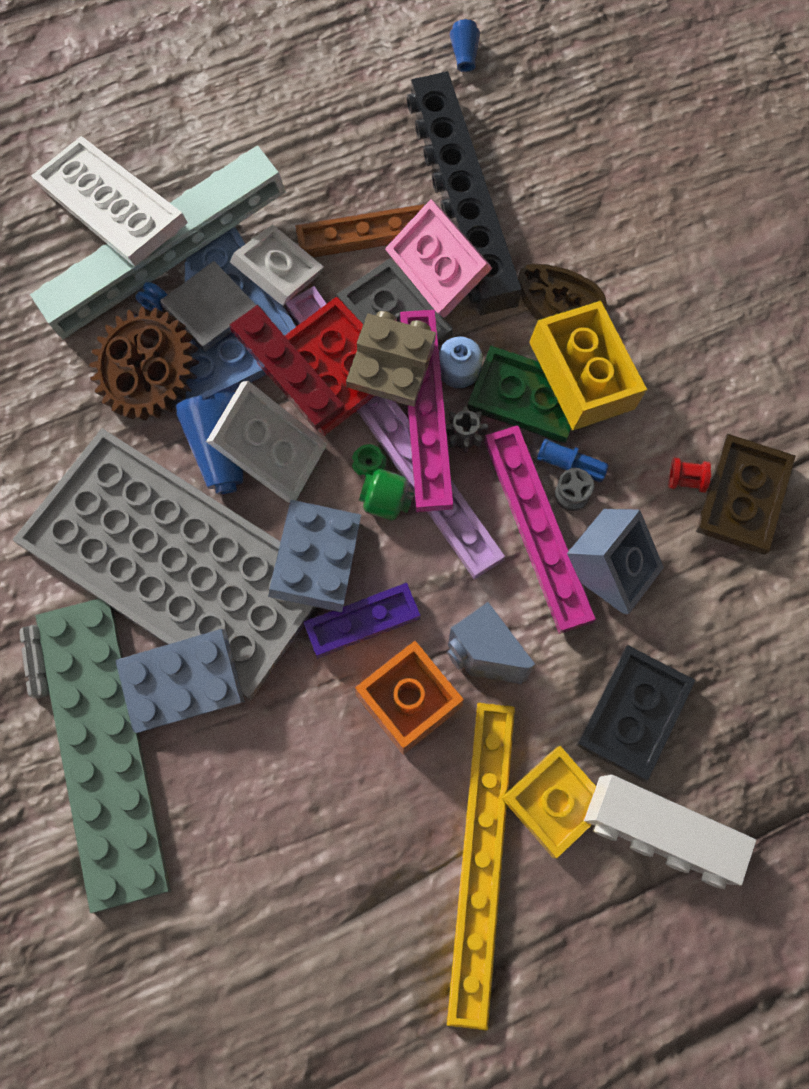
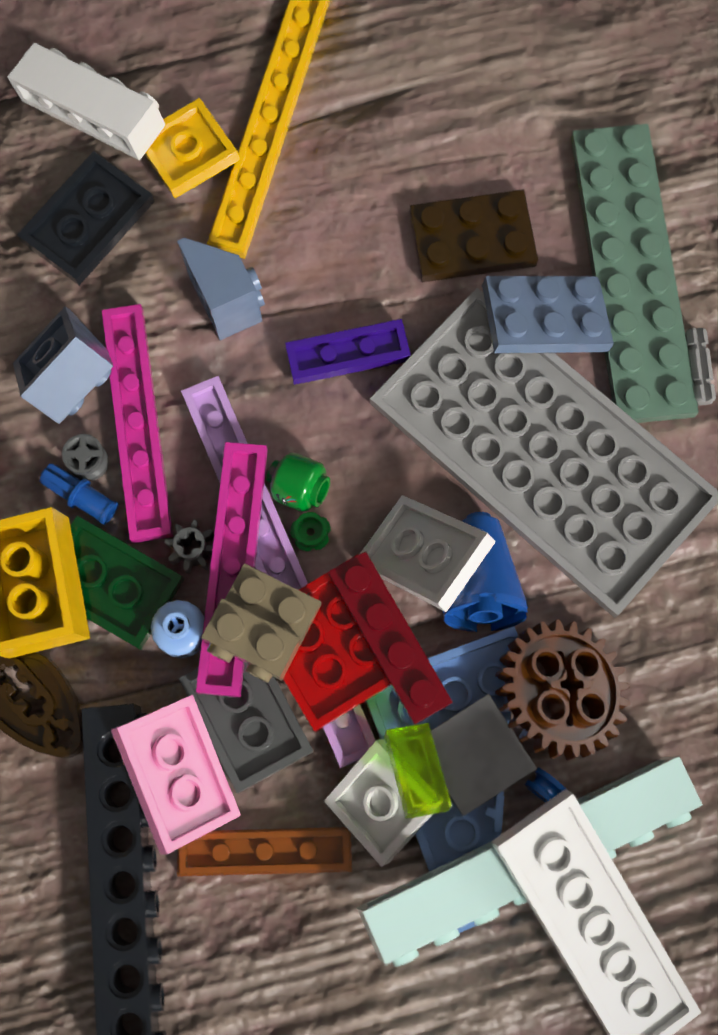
camera: 170 degrees left, 5 degrees up
(251, 272) = (417, 770): none -> clear neon green tile
(258, 761) = (473, 235): none -> dark brown plate
(315, 556) = (387, 420): sand blue plate -> none
(409, 697) = (313, 256): orange brick -> none

